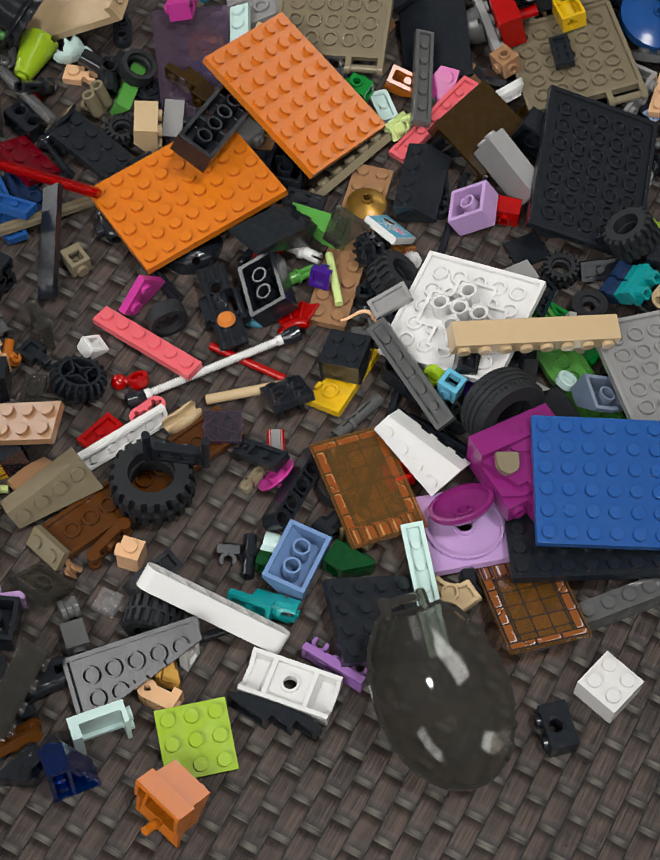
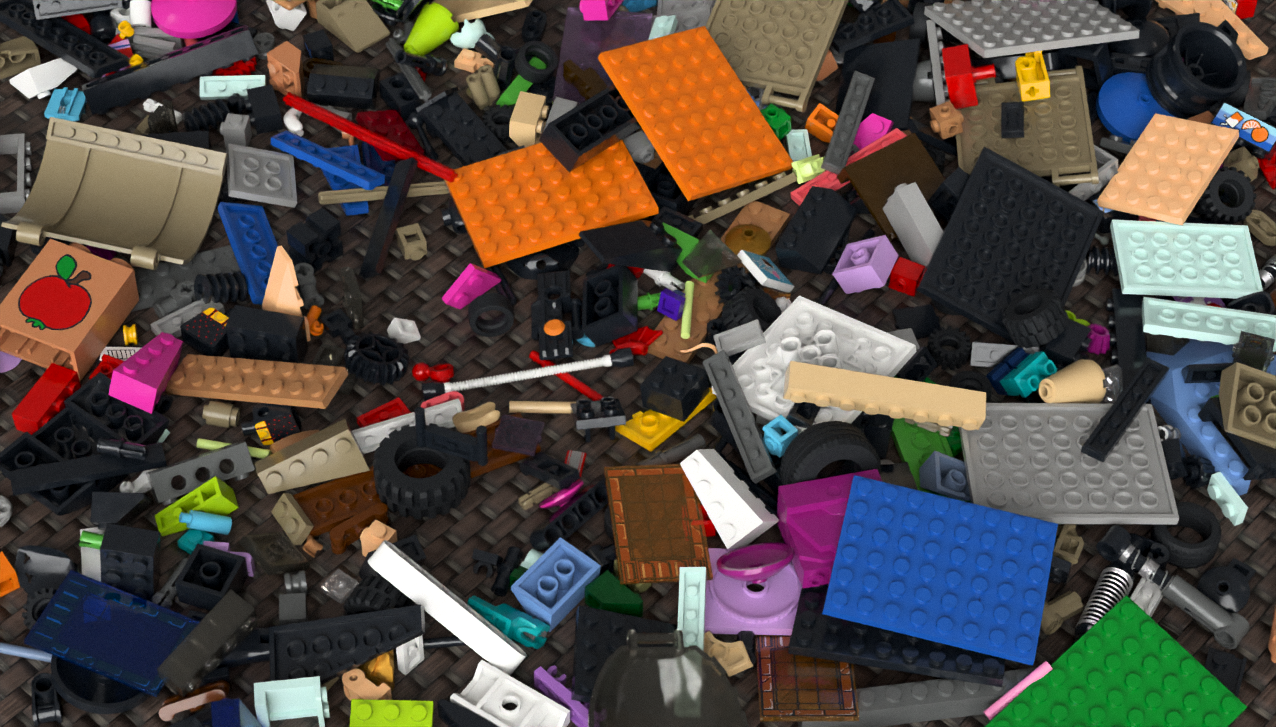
camera: 15 degrees right, 10 degrees down
(147, 343) = (463, 337): coral plate -> none
(433, 373) = (762, 418): lime tile -> none
(507, 462) = (813, 520): dark tan tile -> none
(511, 90) = (944, 151): white piece -> none
(565, 380) = (915, 458): light aqua tile -> none

